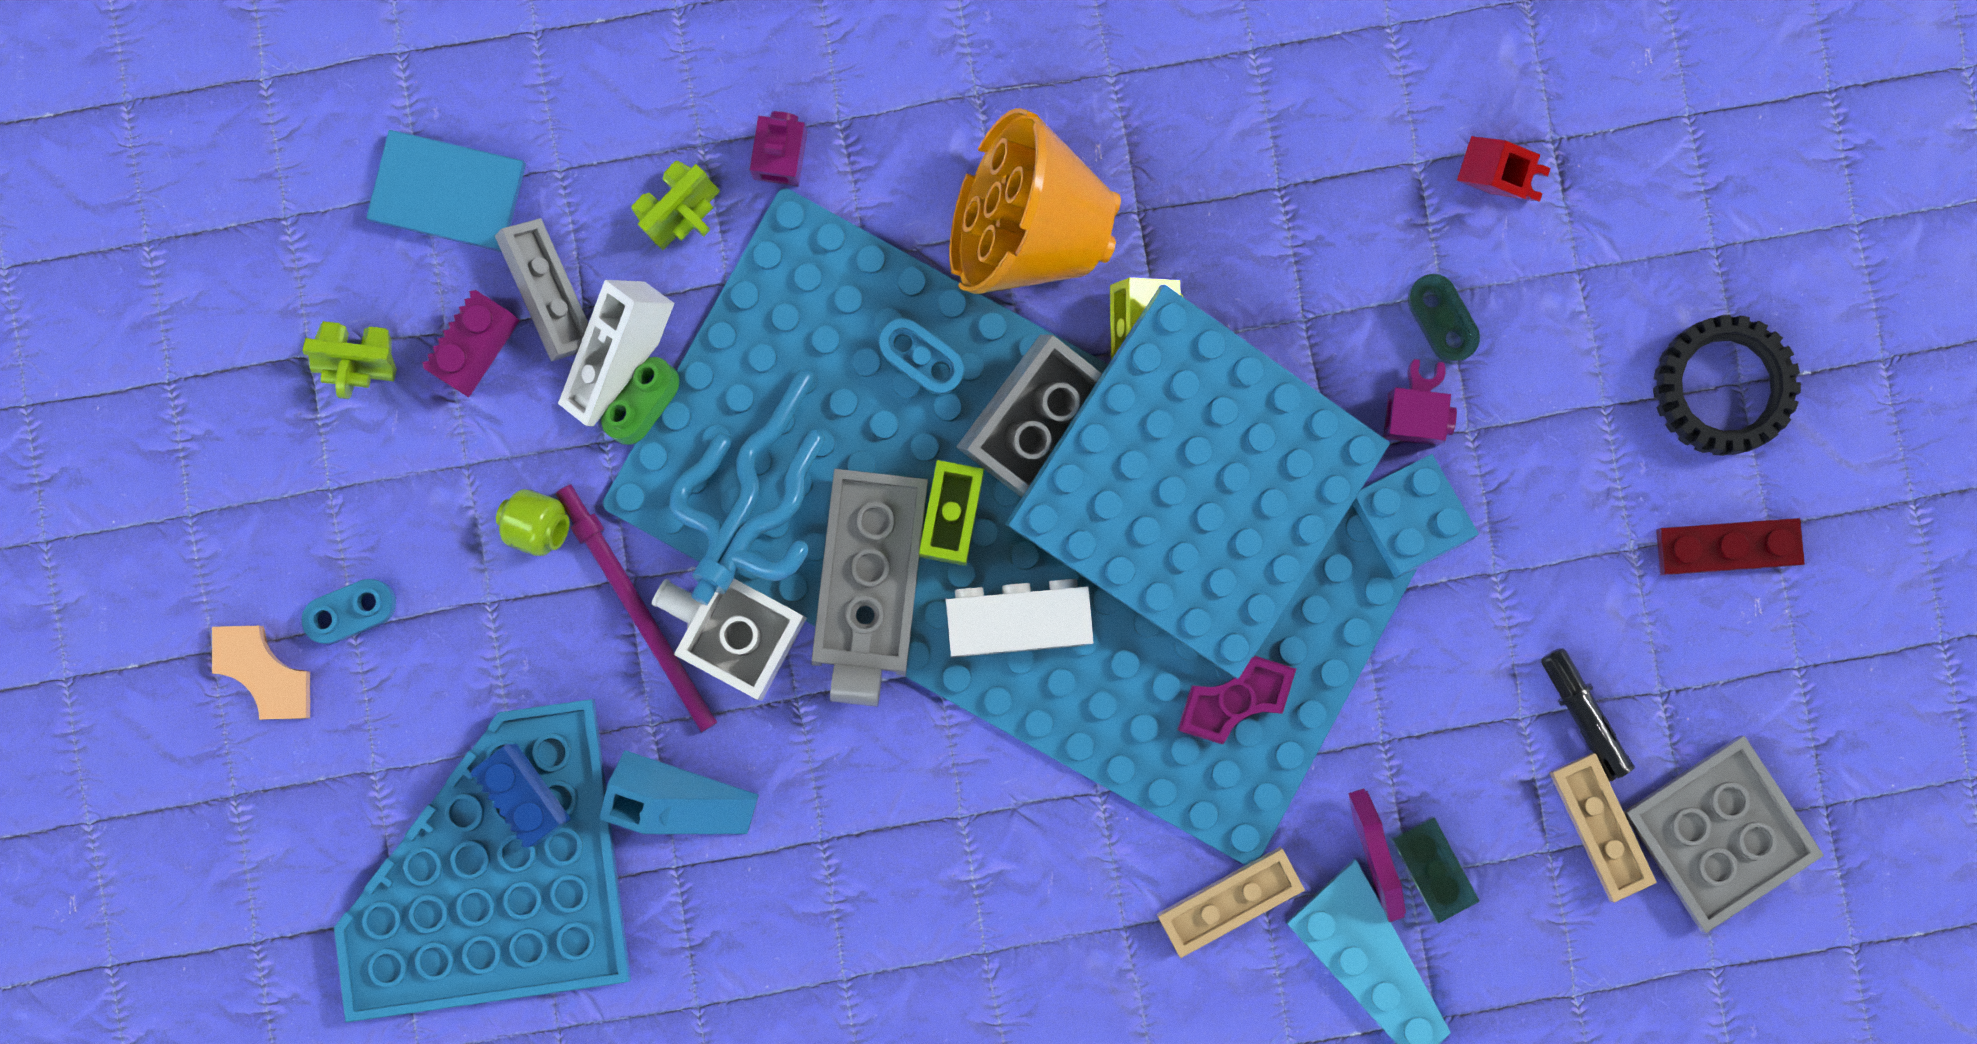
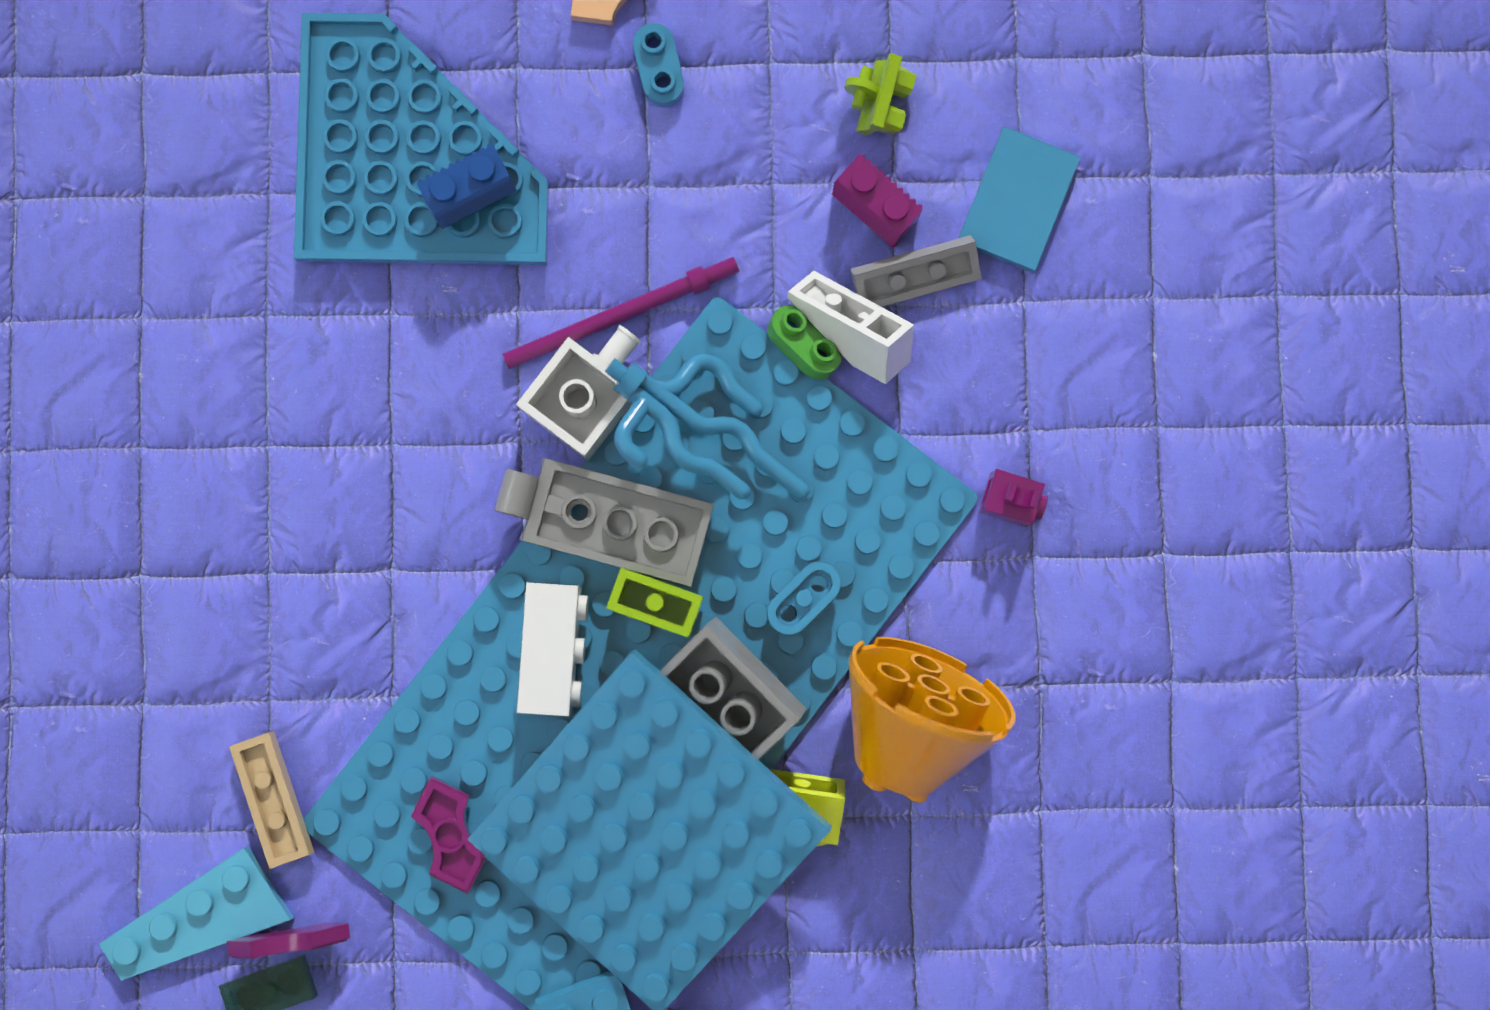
camera: 95 degrees right, 0 degrees up
(532, 522) = (709, 232): lime head -> none
(670, 800) = (444, 315): dark azure slope -> none
(680, 208) = (972, 403): lime hips -> none

